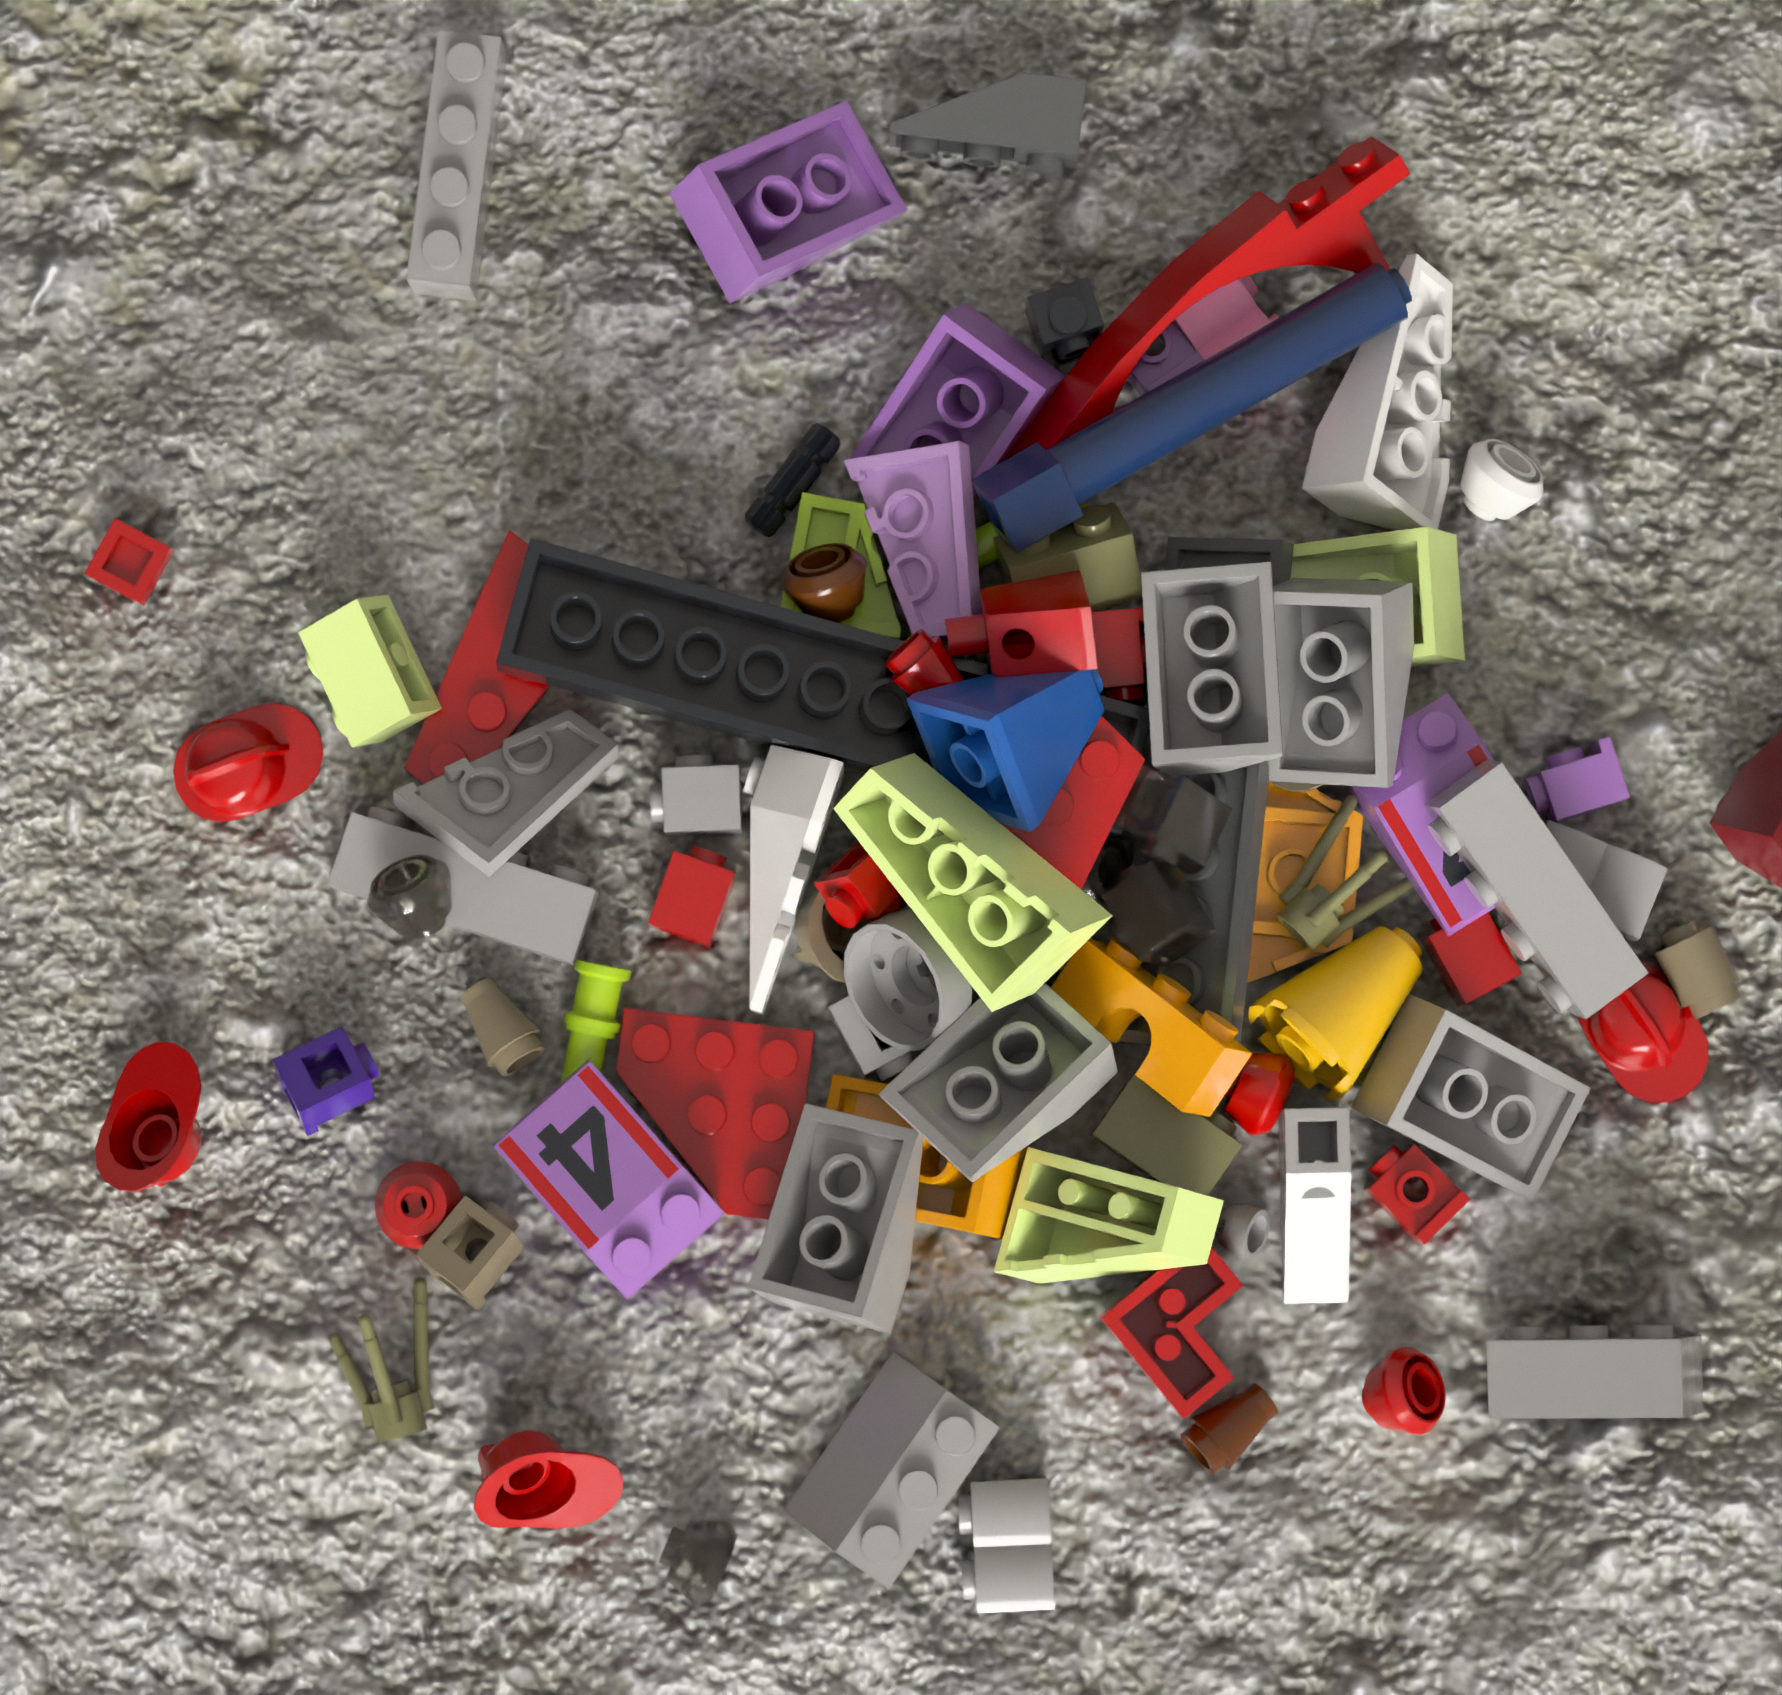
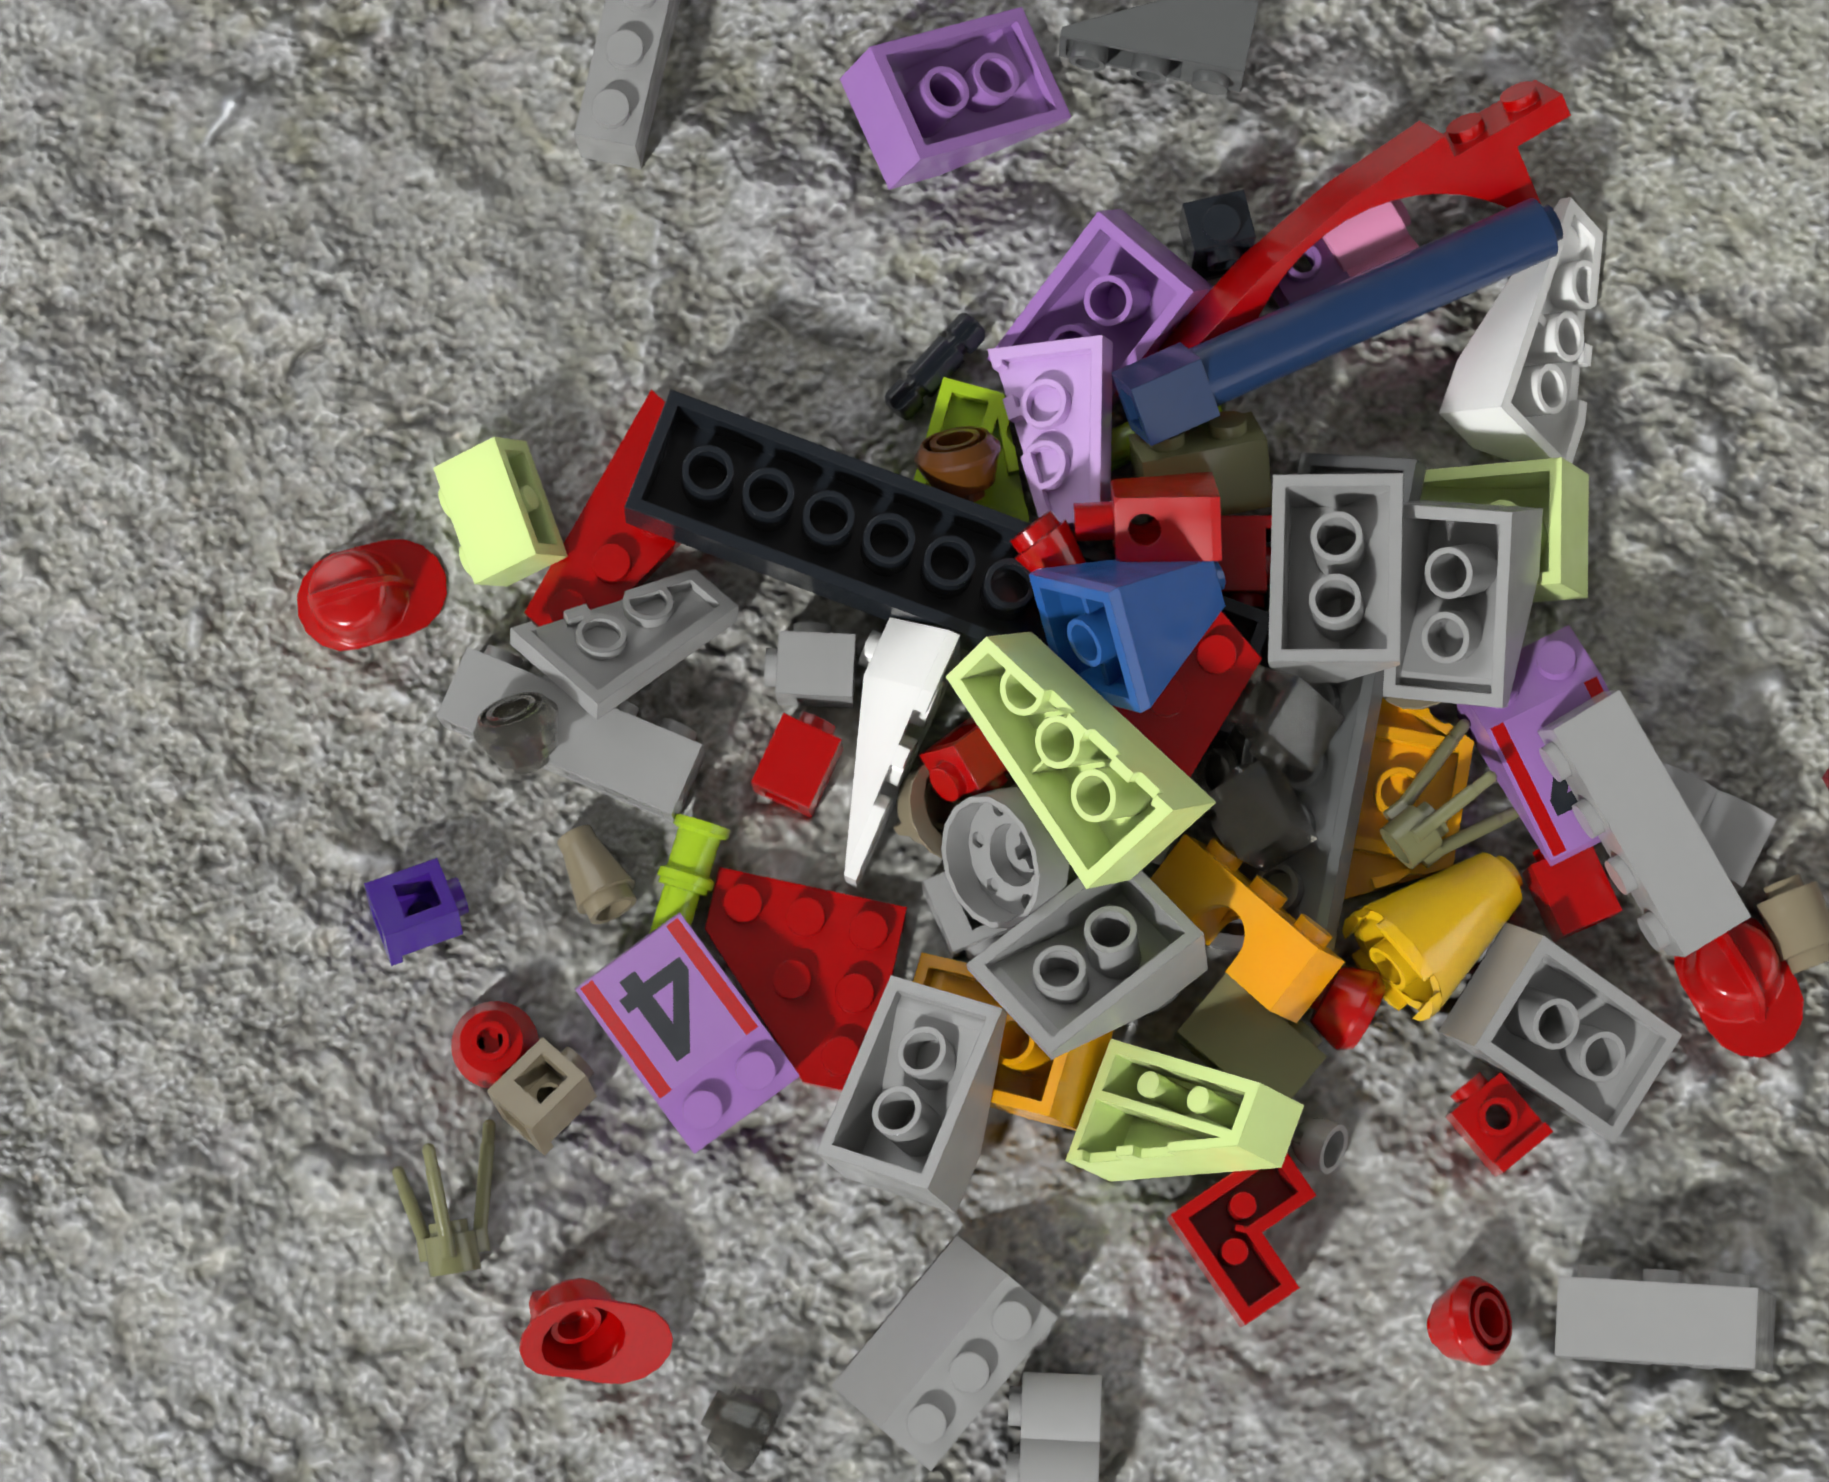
camera: 10 degrees right, 5 degrees down
(129, 562) = (275, 388): red plate -> none
(151, 1120) = (238, 934): red piece -> none
(1227, 1429) = (1287, 1344): reddish brown cone -> none
(1315, 1204) = (1395, 1123): slope -> none
(1499, 480) = (1635, 425): white cone -> none
(1578, 783) = (1695, 730): medium lavender brick -> none

